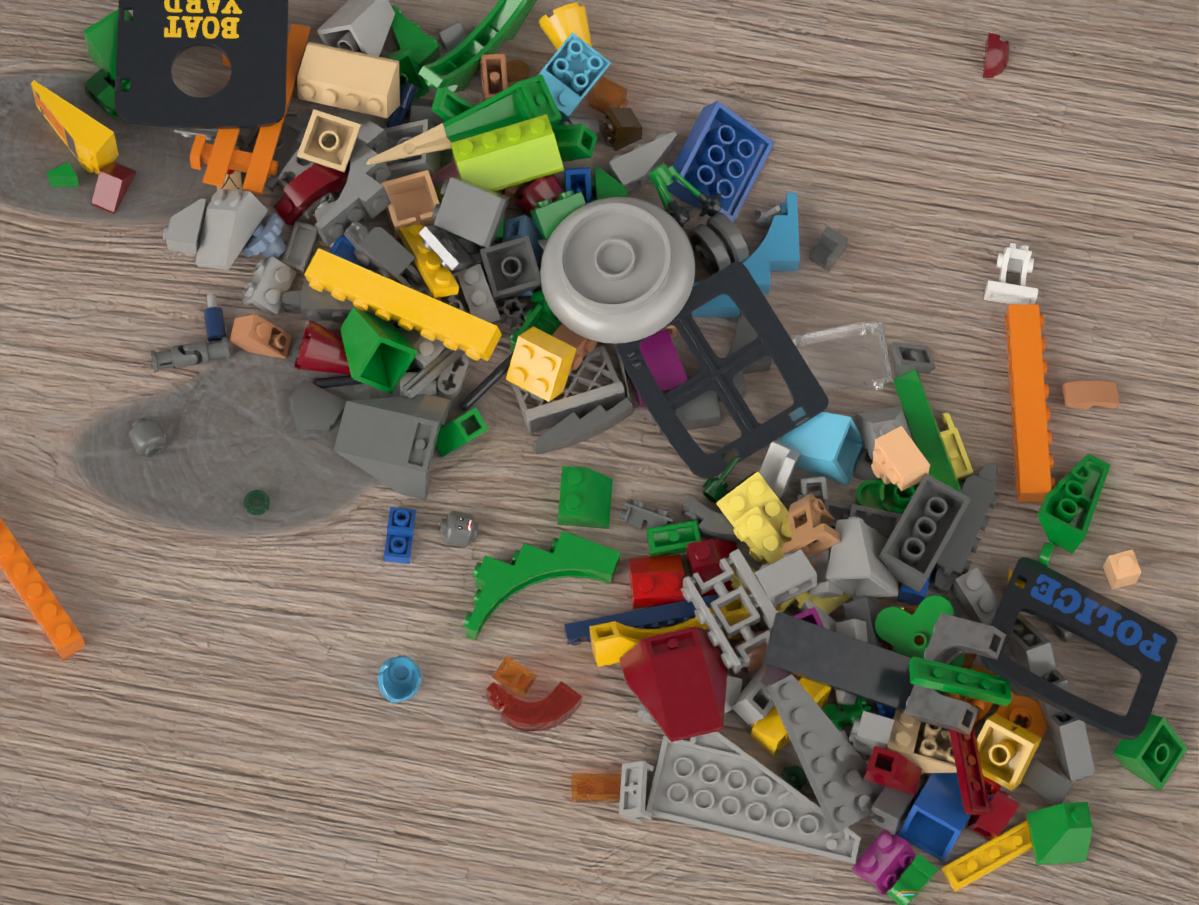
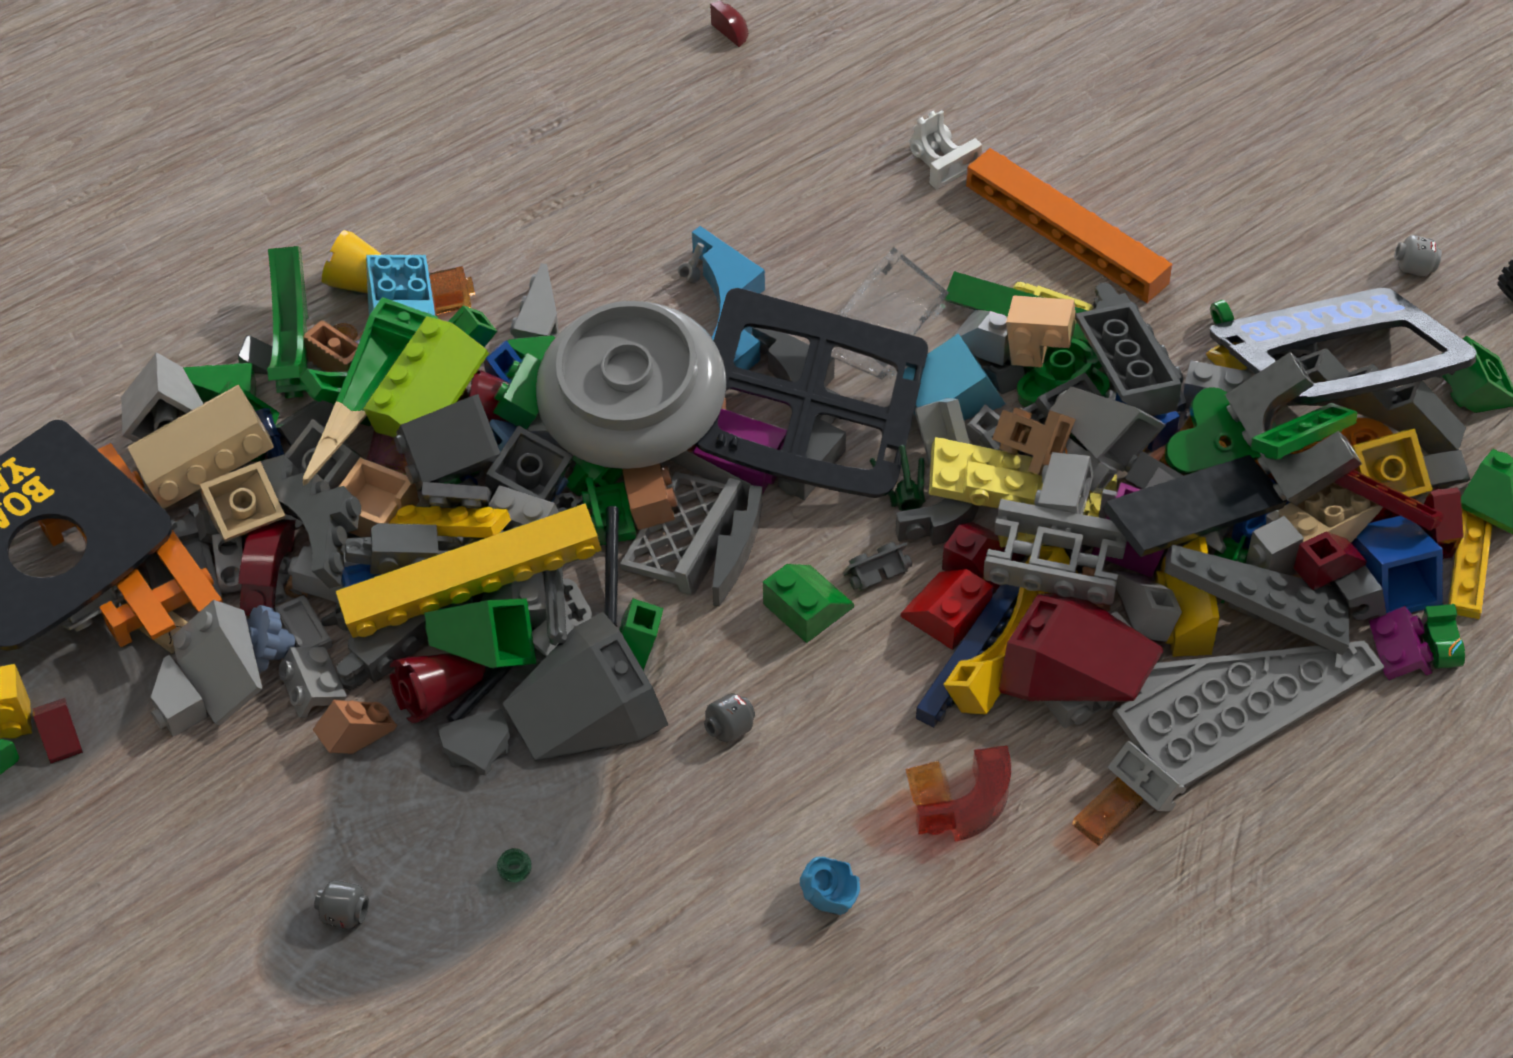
camera: 40 degrees left, 15 degrees down
(185, 355) = (301, 798): dark grey piece -> none
(214, 320) = (292, 752): dark blue piece -> none
(399, 535) = (680, 774): blue slope -> none
(541, 364) = (648, 517): yellow brick -> none
(568, 558) = (849, 657): green arch -> none
(621, 127) = (492, 298): dark brown slope -> none
(662, 178) = (580, 290): plant -> none
(672, 538) = (920, 561): green slope -> none
(718, 243) = (690, 296): dark grey wheel -> none
(722, 158) = (602, 259): blue slope -> none
(798, 773) = (1249, 644): clear green plate -> none
(829, 249) = (773, 248): dark grey panel -> none
(909, 357) = (940, 267): dark grey slope -> none
(1072, 502) = (1200, 260): green wedge -> none
(1090, 393) = (1104, 179): nougat slope -> none
(1122, 569) = (1290, 274): light nougat brick -> none

